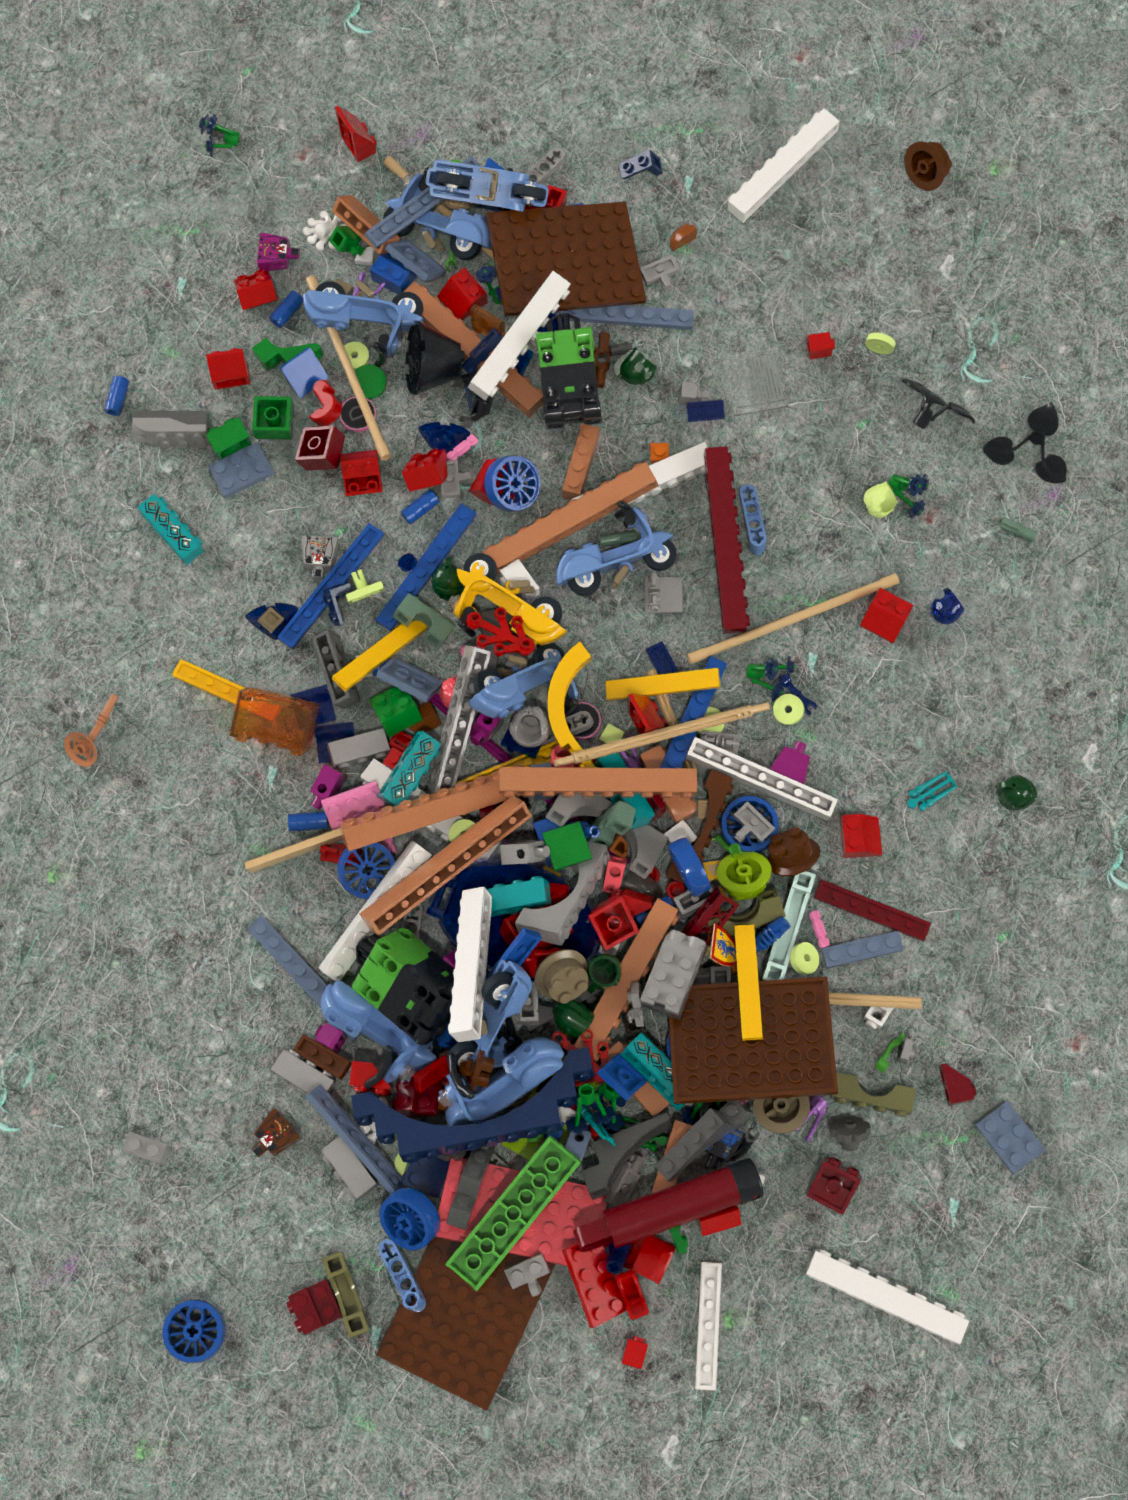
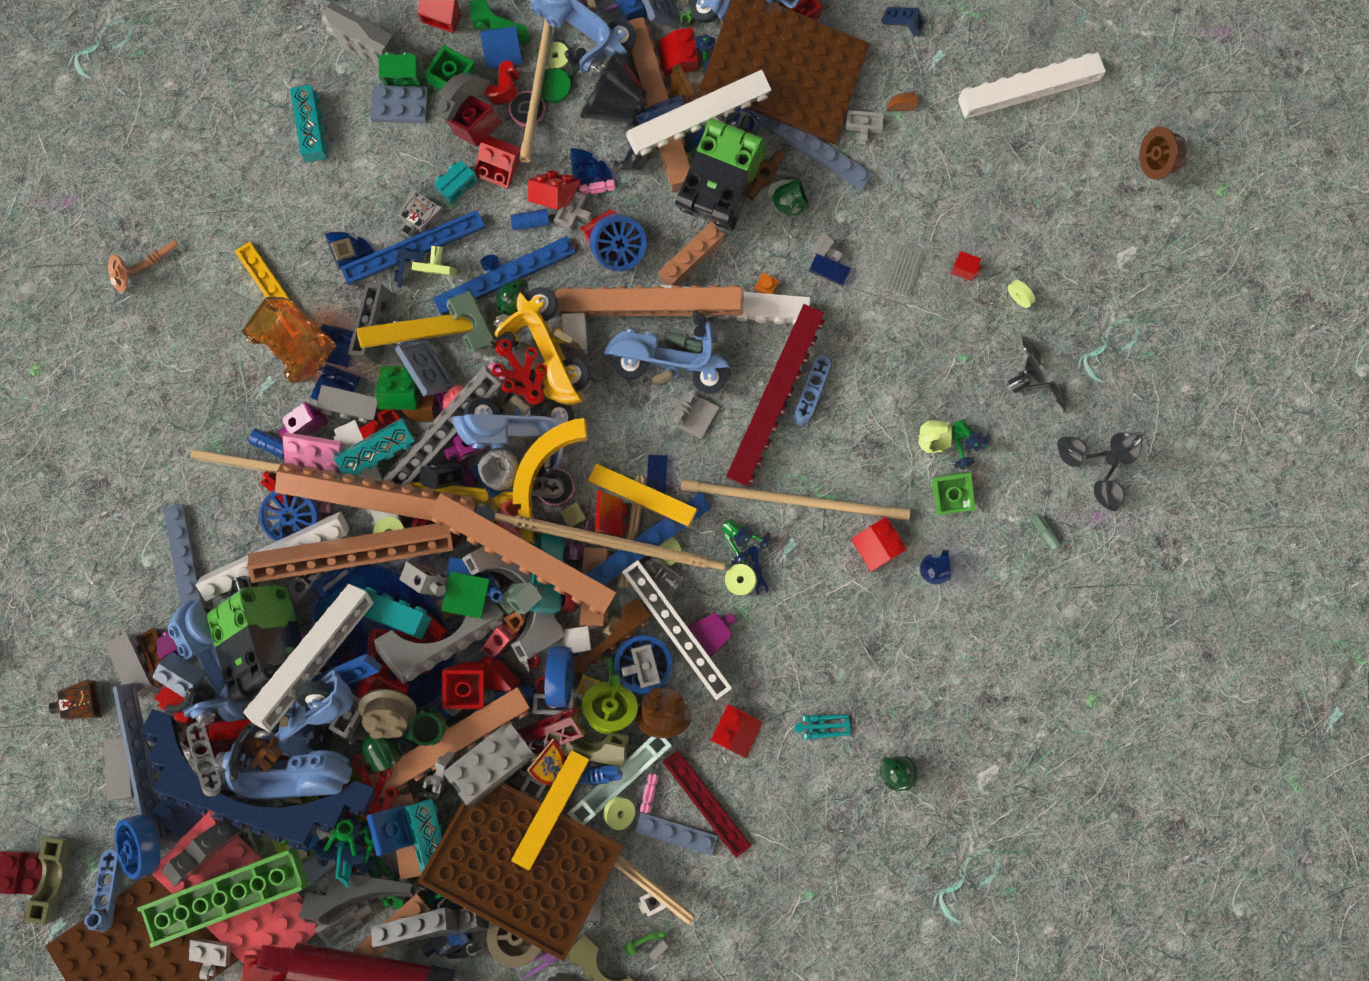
camera: 25 degrees right, 5 degrees up
(293, 429) = (457, 90): none -> dark grey arch
(334, 509) = (455, 181): none -> teal brick
(360, 1051) = (178, 674): none -> sand blue brick
(424, 1109) = (206, 758): none -> light grey beam
(480, 760) = (442, 474): none -> black brick
(923, 539) = (953, 493): none -> bright green slope

